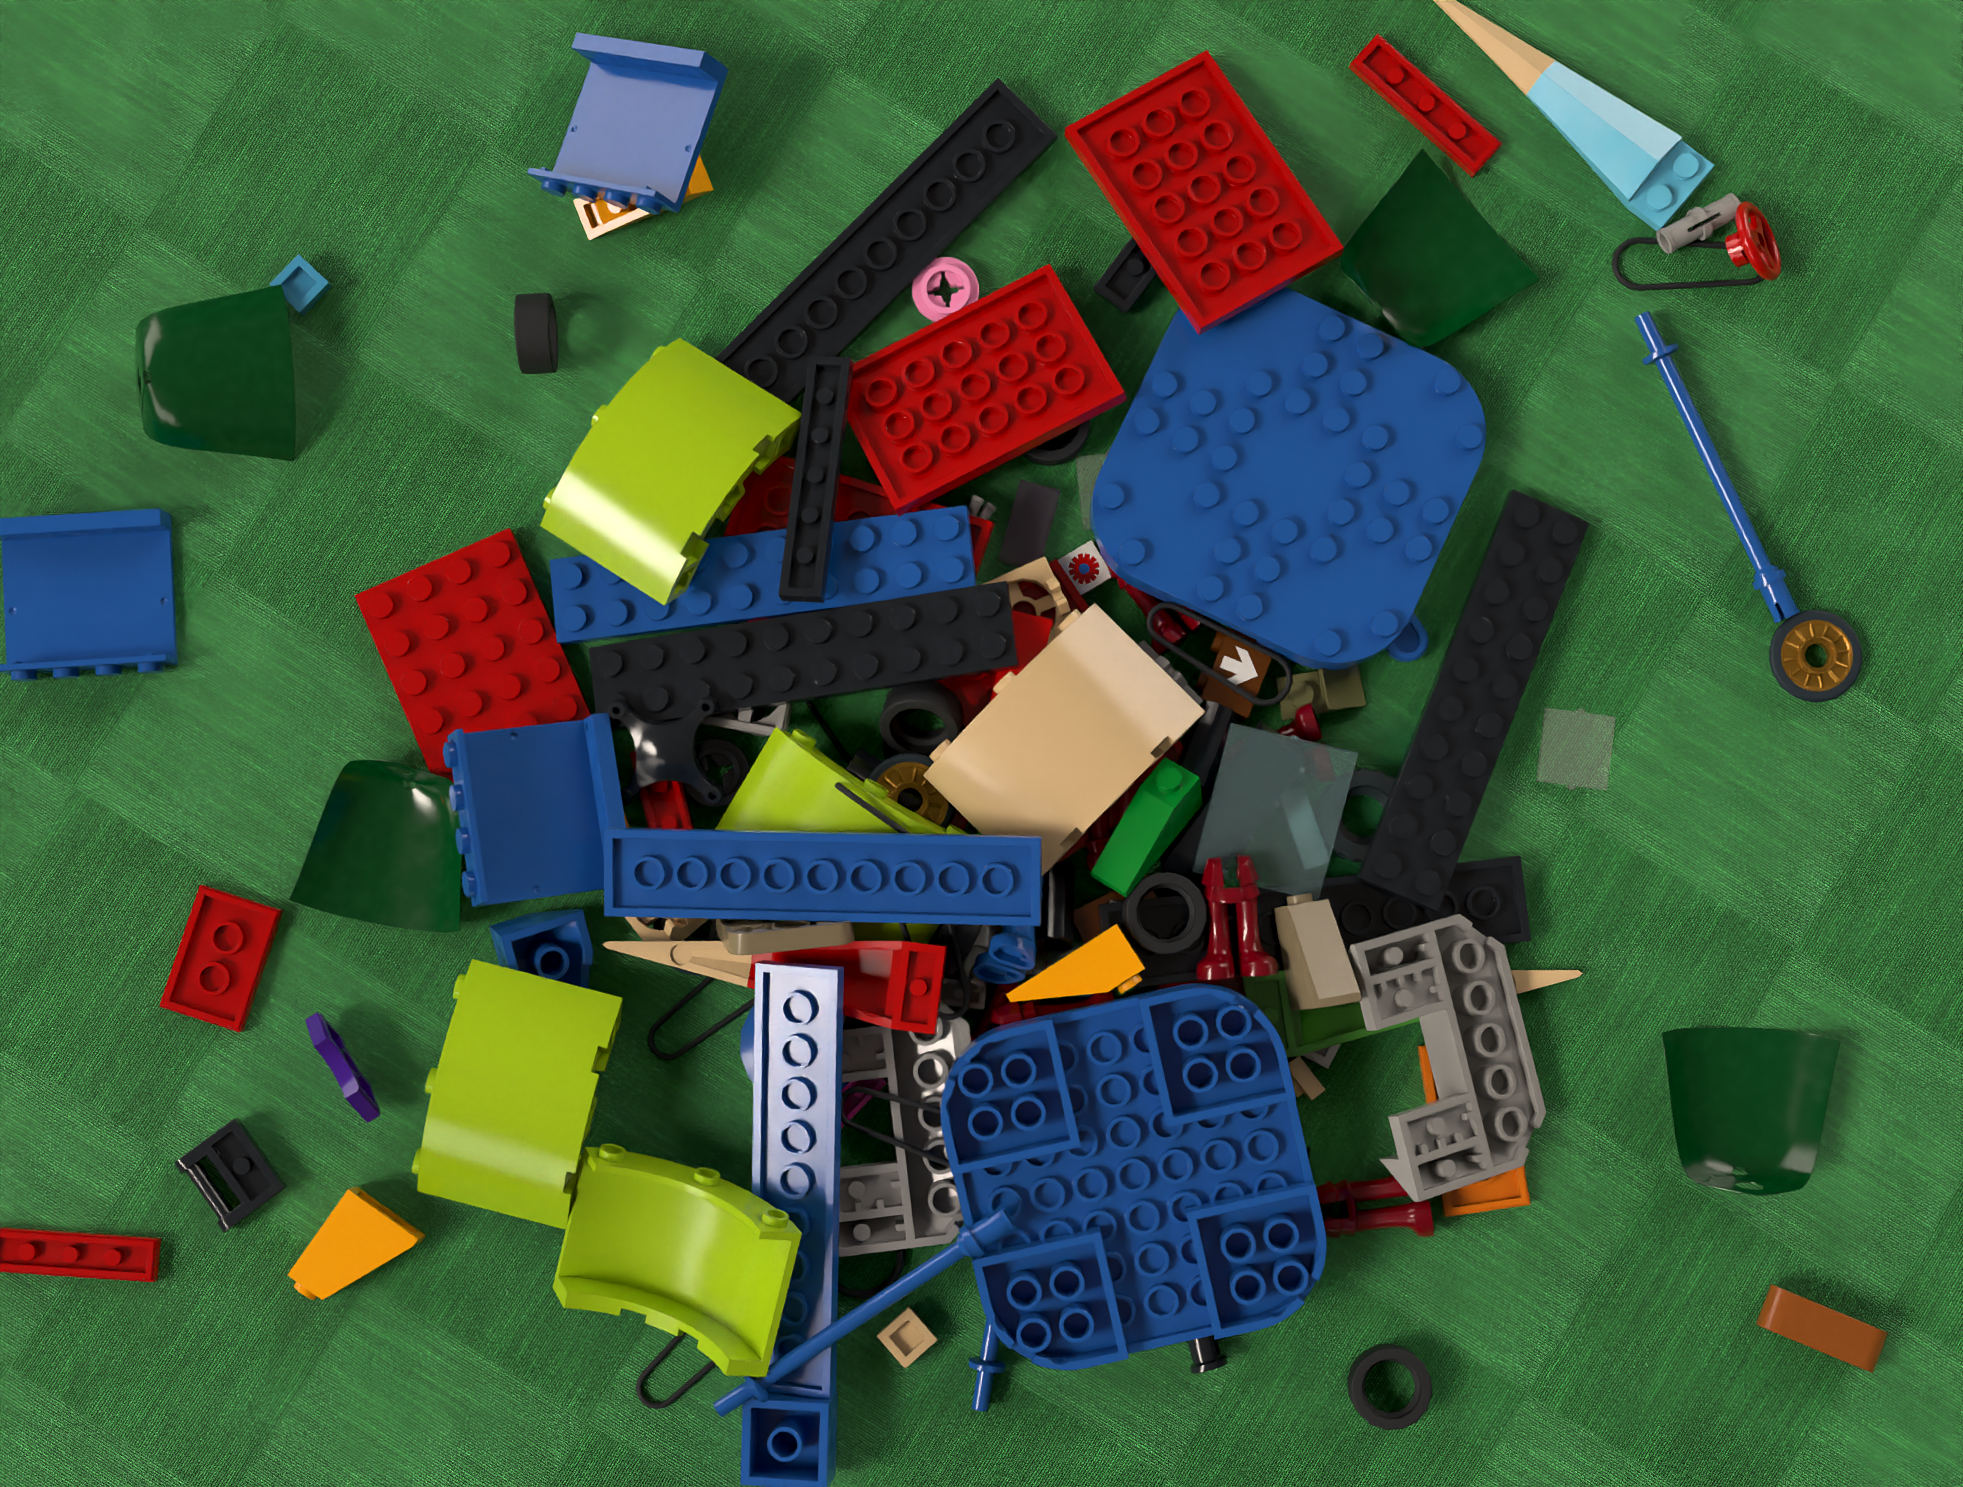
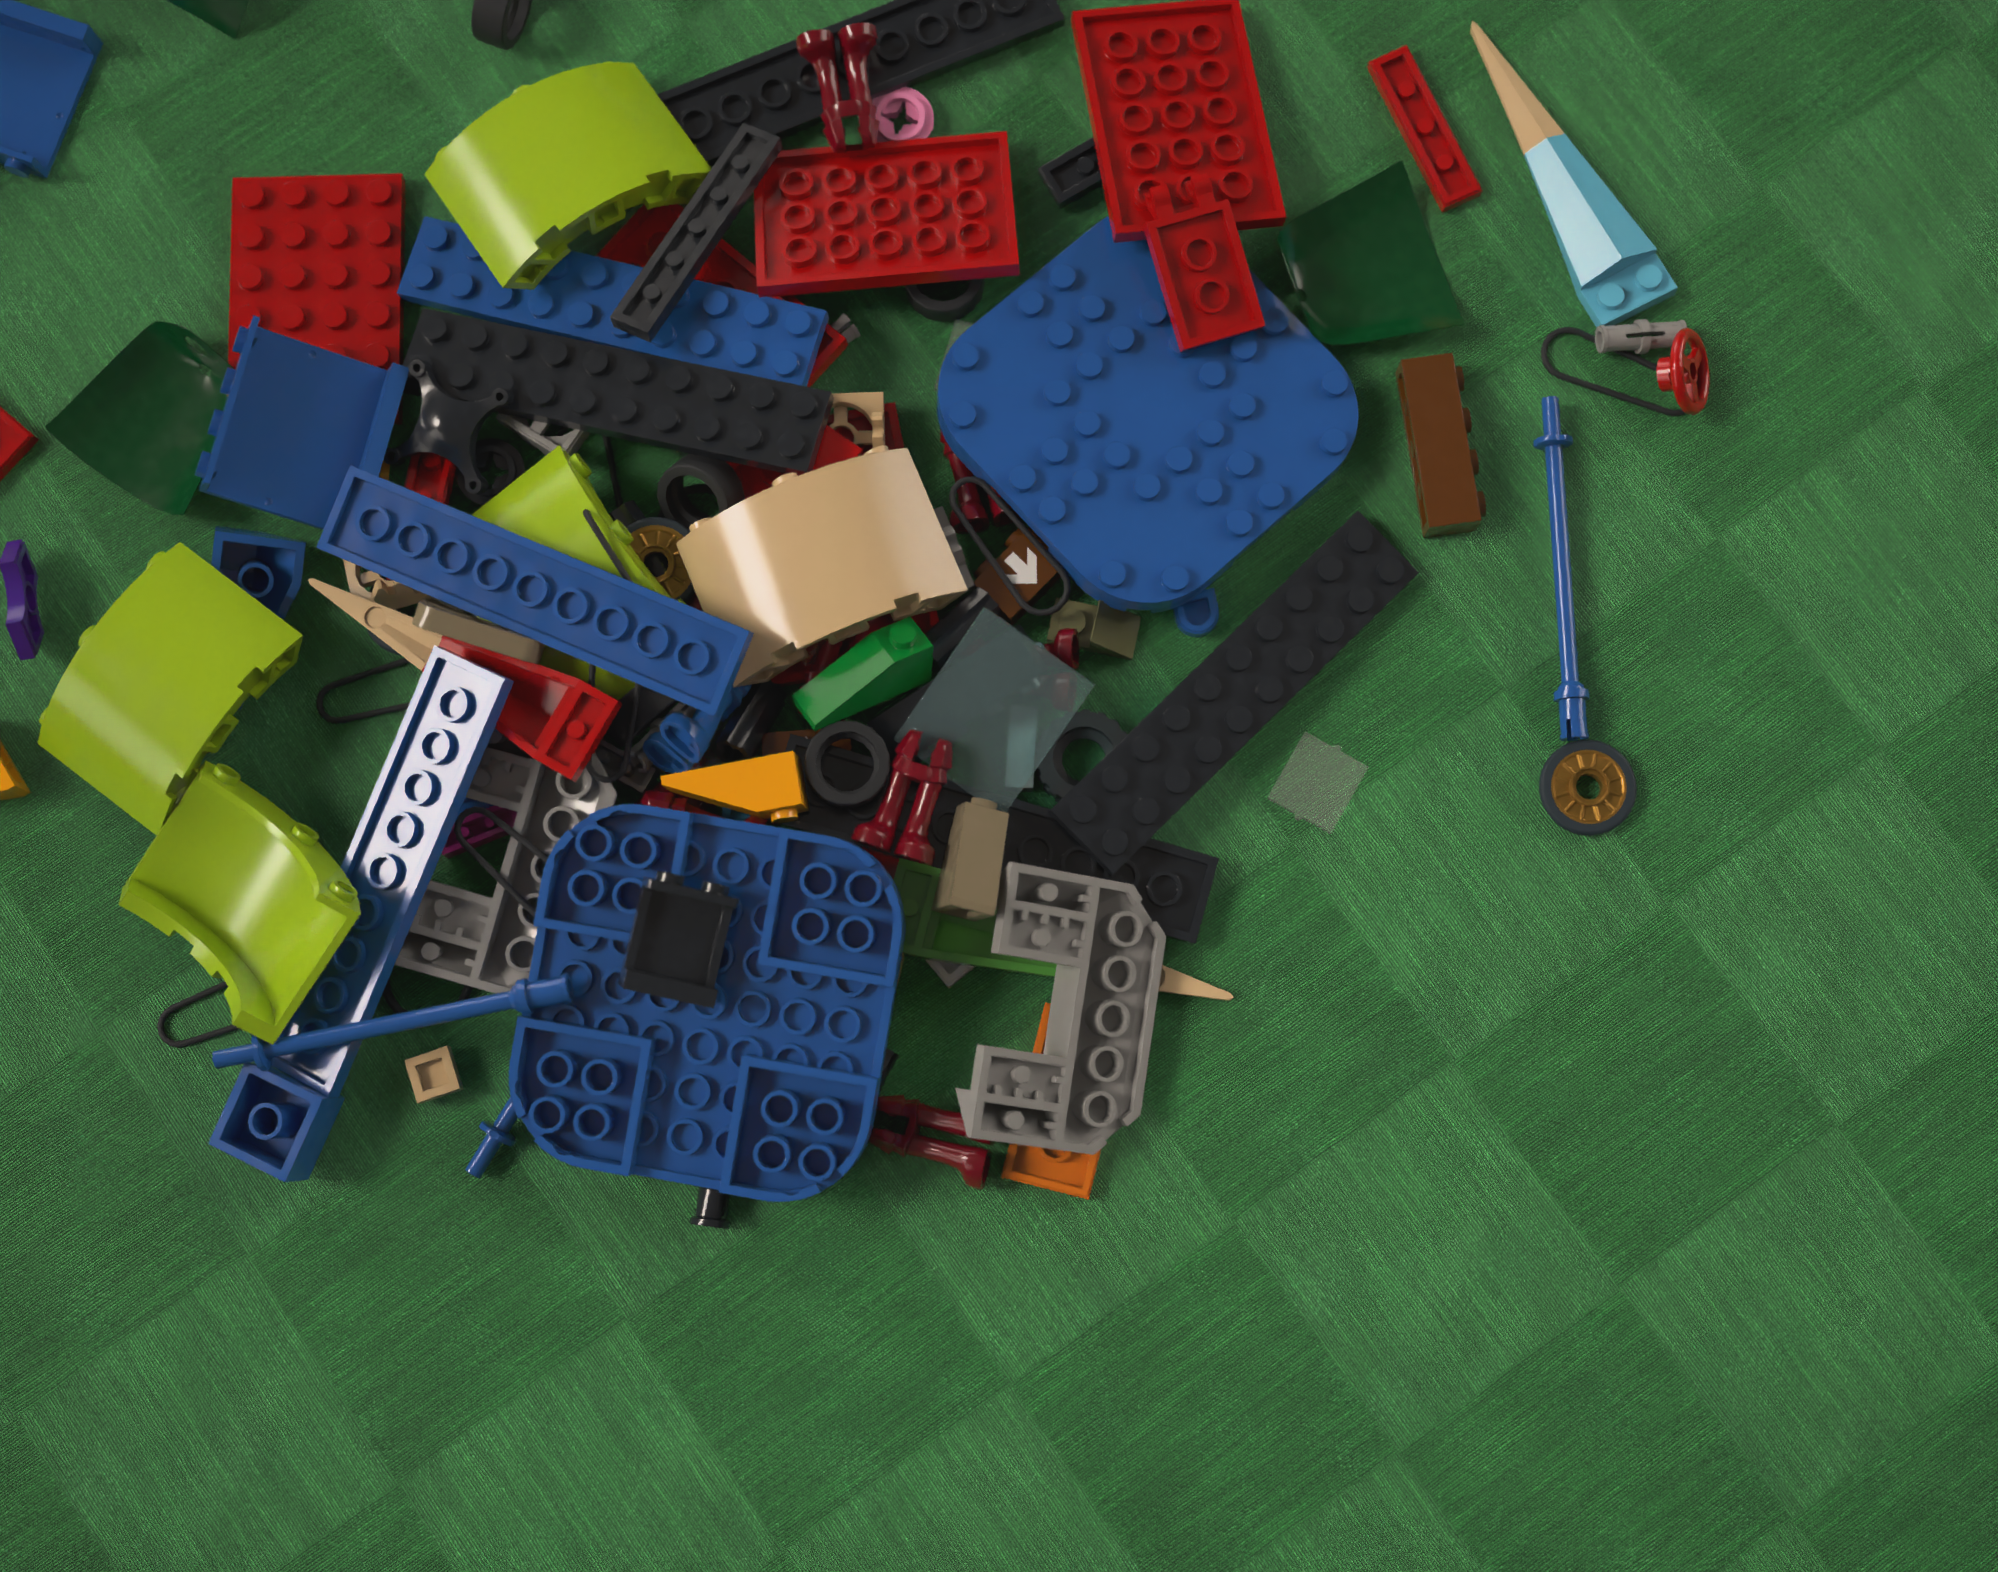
camera: 25 degrees right, 5 degrees down
(881, 245) = (855, 44): none -> dark red piece
(1029, 524) = (886, 361): tile -> none
(1085, 568) = (919, 424): tile -> none
(1089, 1137) = (677, 939): none -> black panel
(1288, 326) = (1201, 266): none -> red tile
(1304, 1079) = (916, 984): tan plate -> none
(1406, 1415) = (842, 1309): black tyre -> none
(1560, 398) = (1439, 445): none -> reddish brown brick
(1748, 1104) = (1341, 1189): dark green piece -> none
(1822, 1328) = (1325, 1441): dark orange beam -> none

